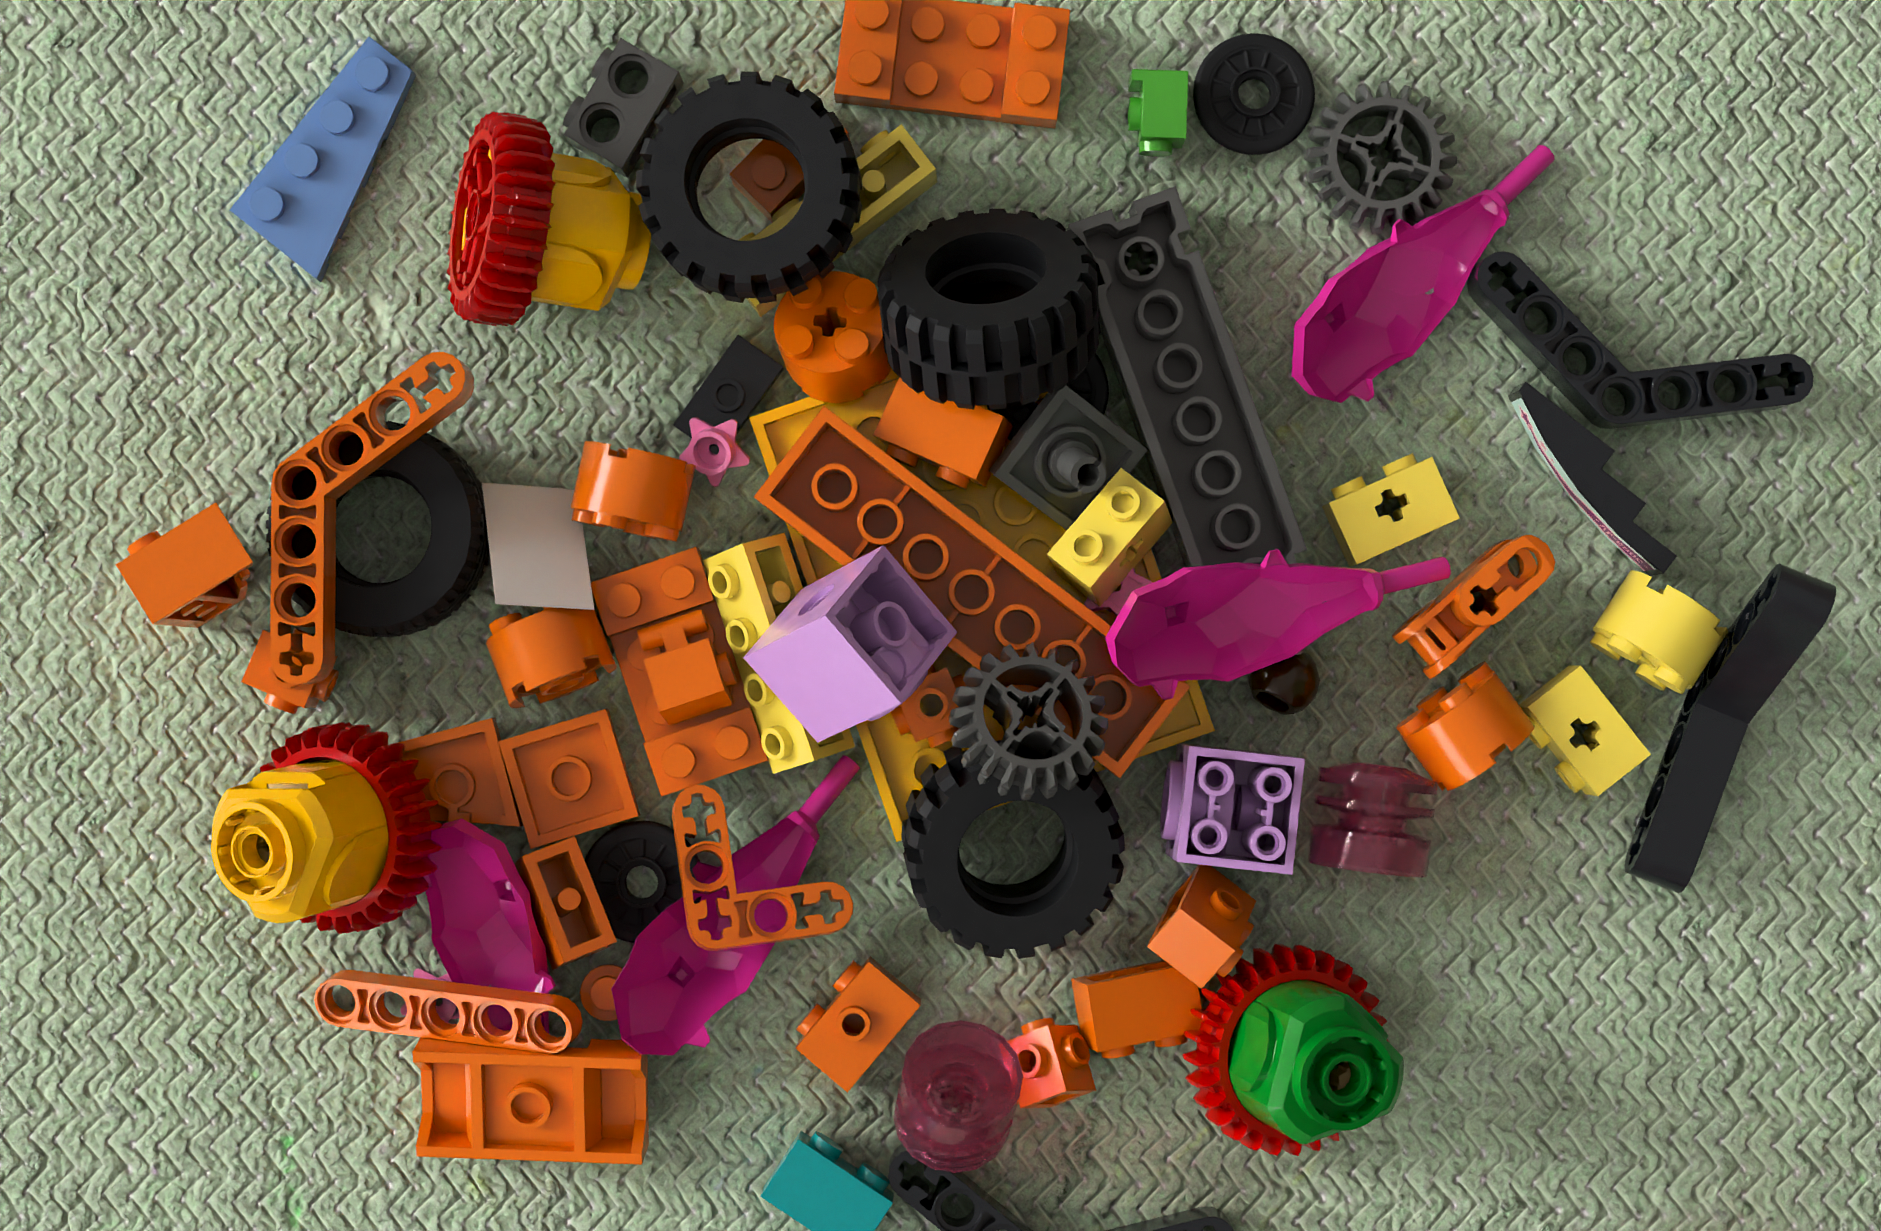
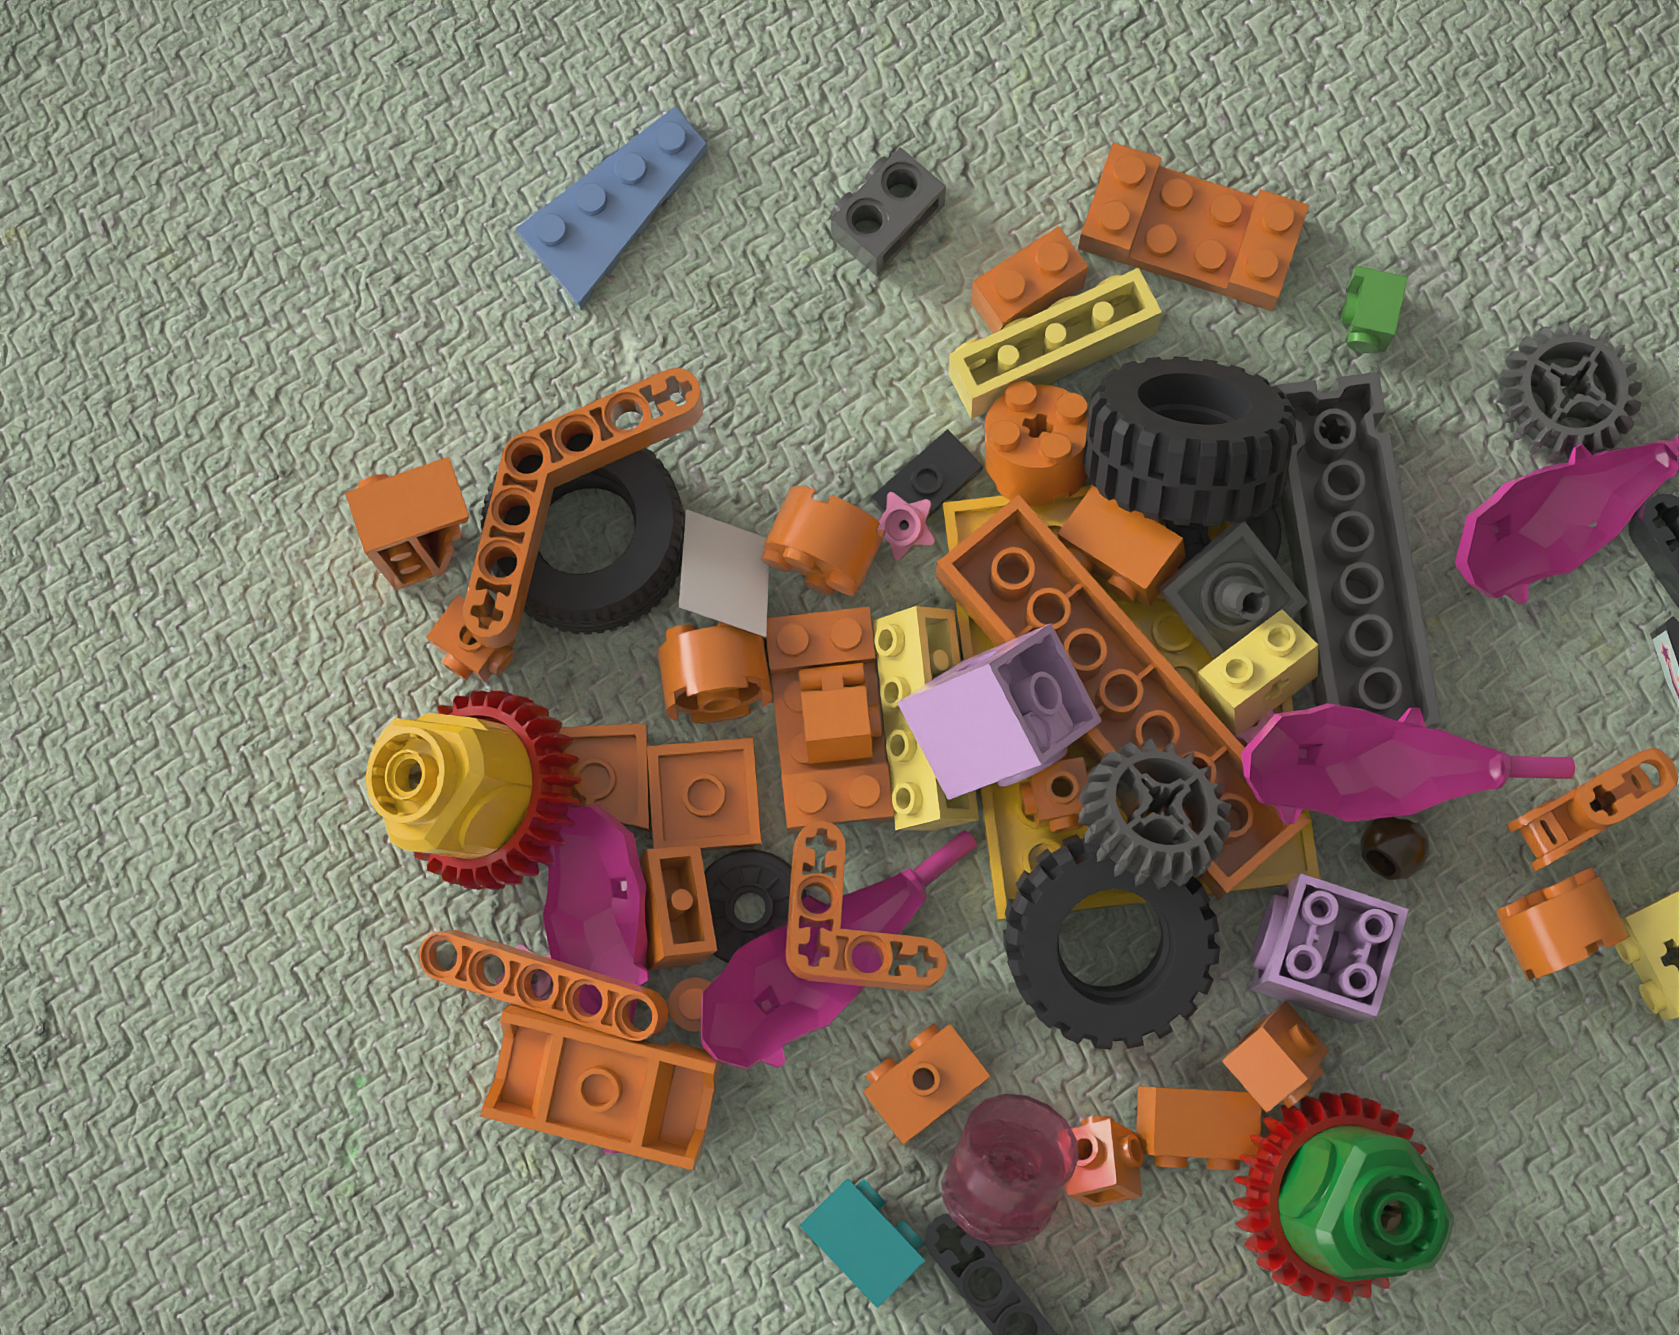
camera: 20 degrees right, 10 degrees down
(538, 226) = (792, 289): piece -> none
(733, 114) = (993, 223): black tyre -> none
(1245, 128) = (1456, 346): black wheel -> none
(1372, 821) = (1458, 993): clear pink wheel -> none
(1422, 501) = (1553, 701): light yellow brick -> none

